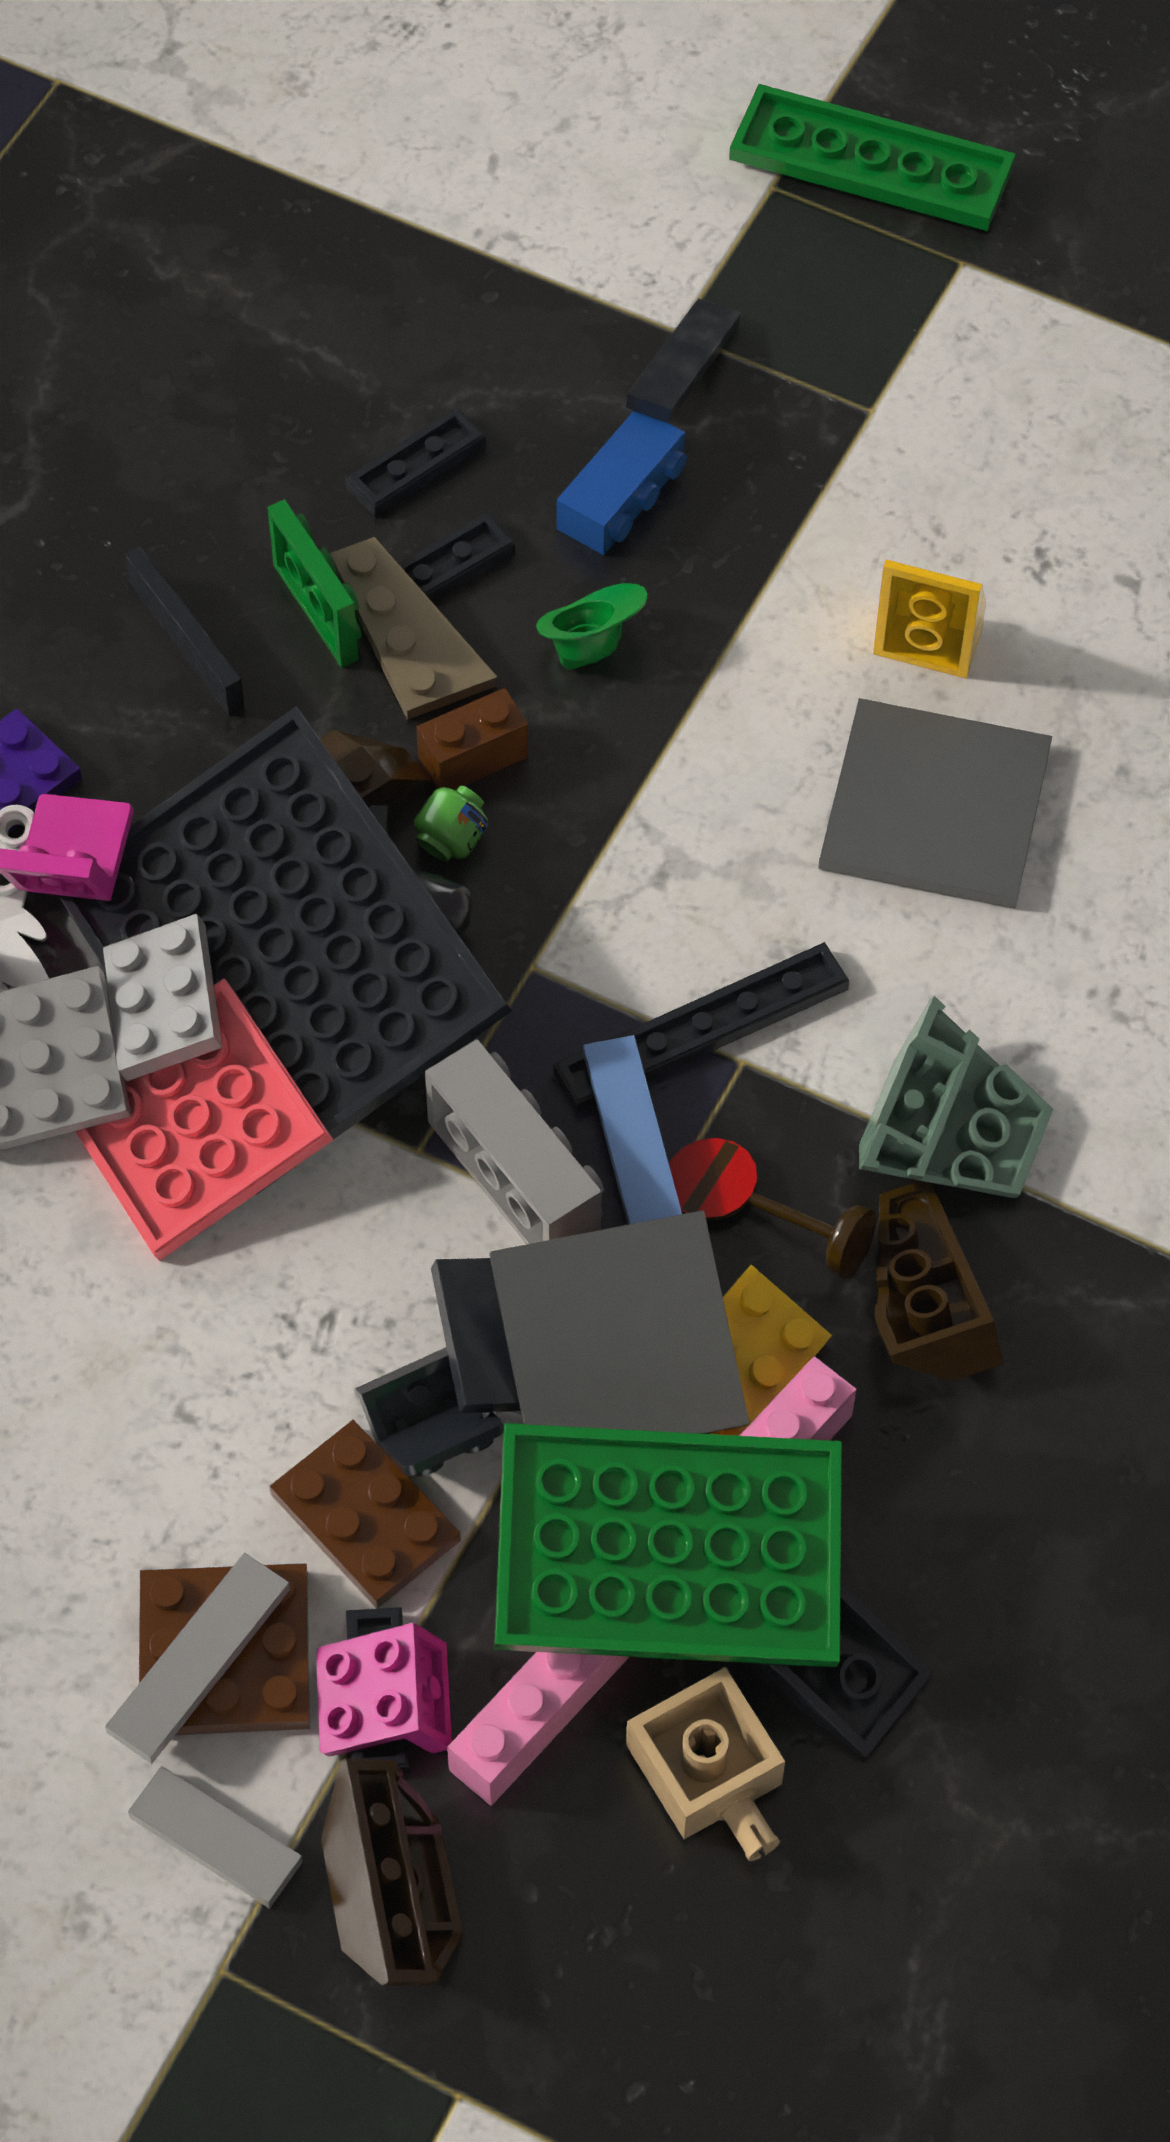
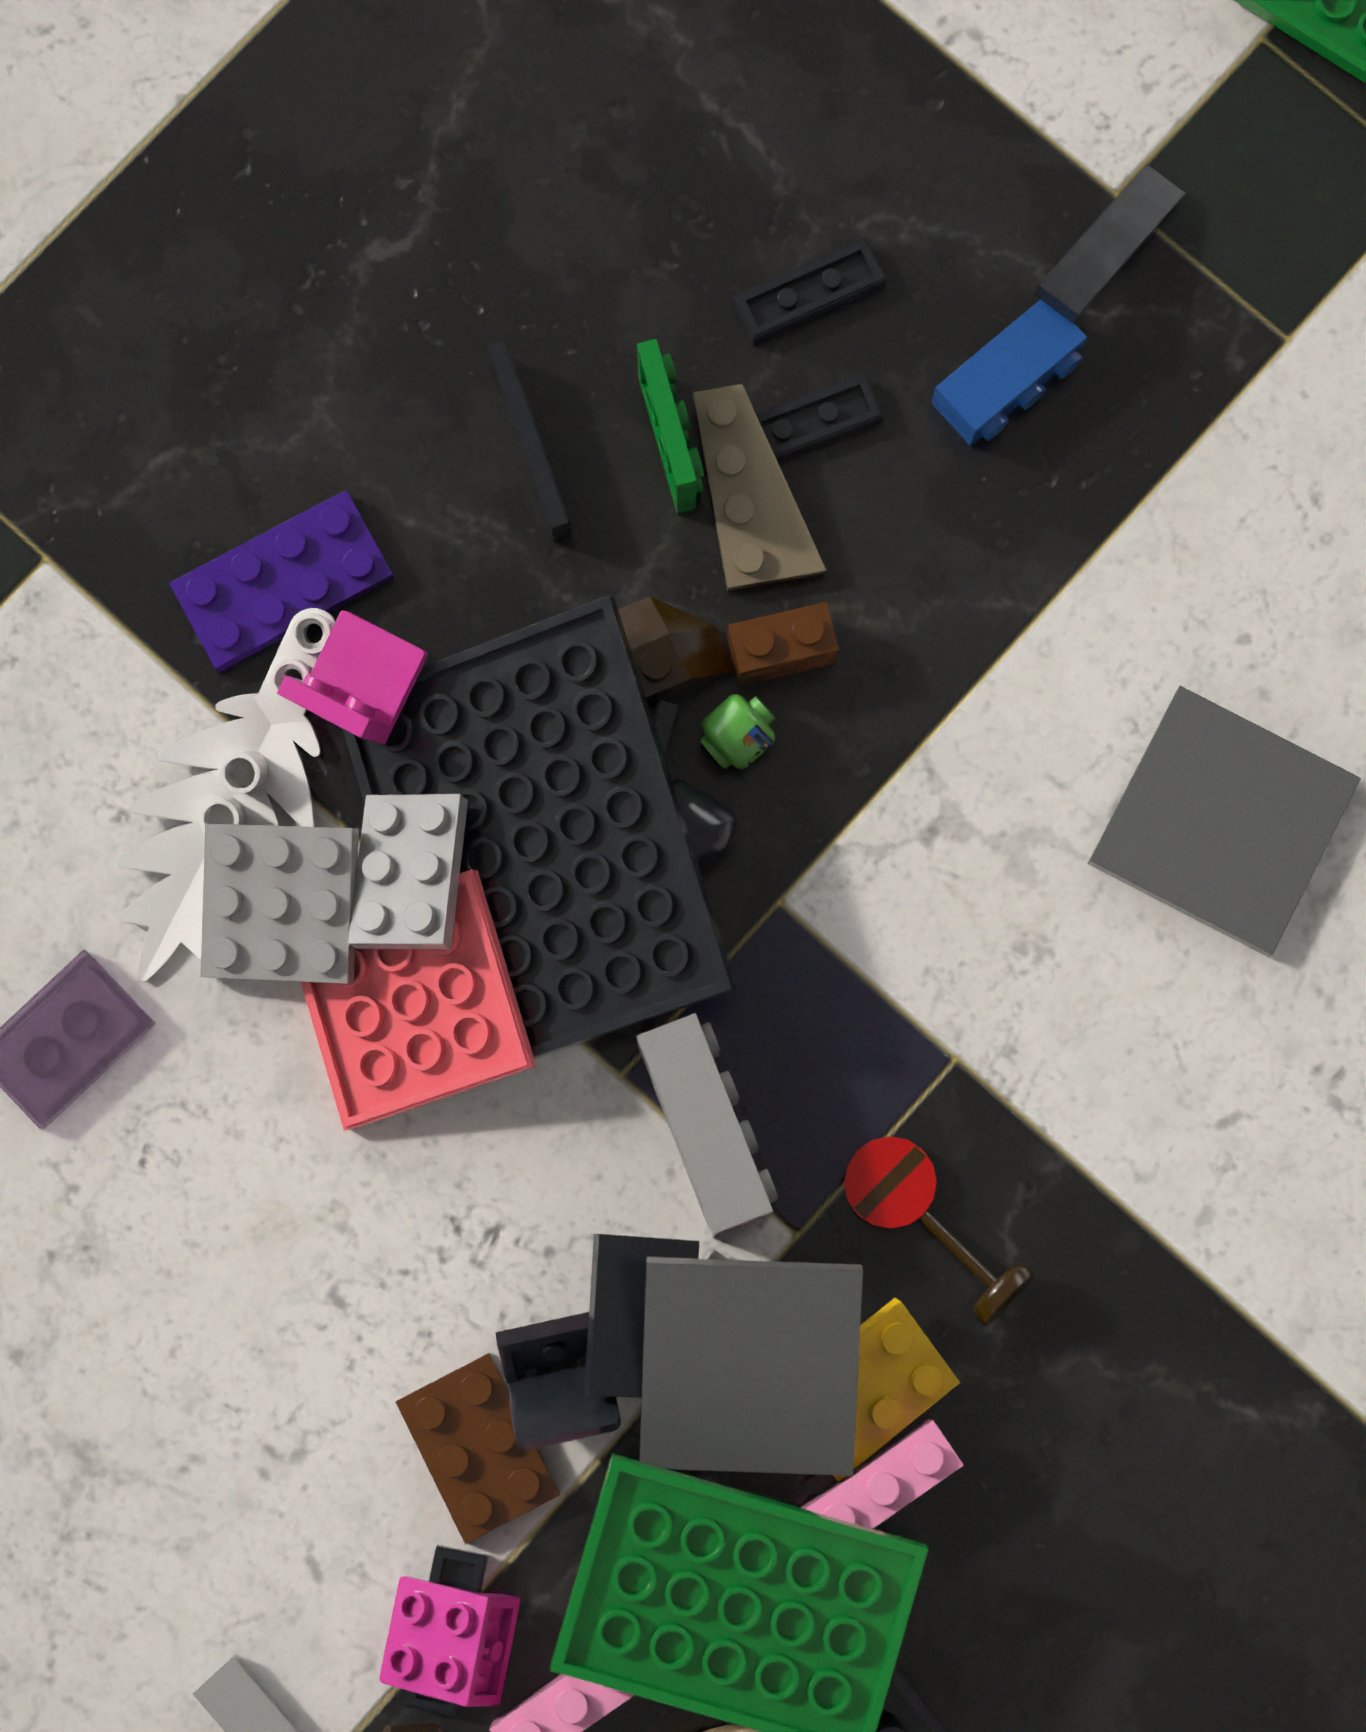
camera: 15 degrees right, 20 degrees up
(197, 1658) = (286, 1569): light grey tile -> none
(267, 1680) = (316, 1552): reddish brown plate -> none
(593, 624) = (933, 536): green piece -> none
(631, 1130) = (825, 1141): medium blue tile -> none
(719, 1018) = (926, 1013): black tile -> none
(926, 1291) = (1060, 1374): dark brown wedge -> none
(929, 619) = (1275, 624): yellow slope -> none
(953, 1113) = (1137, 1183): sand green wedge -> none

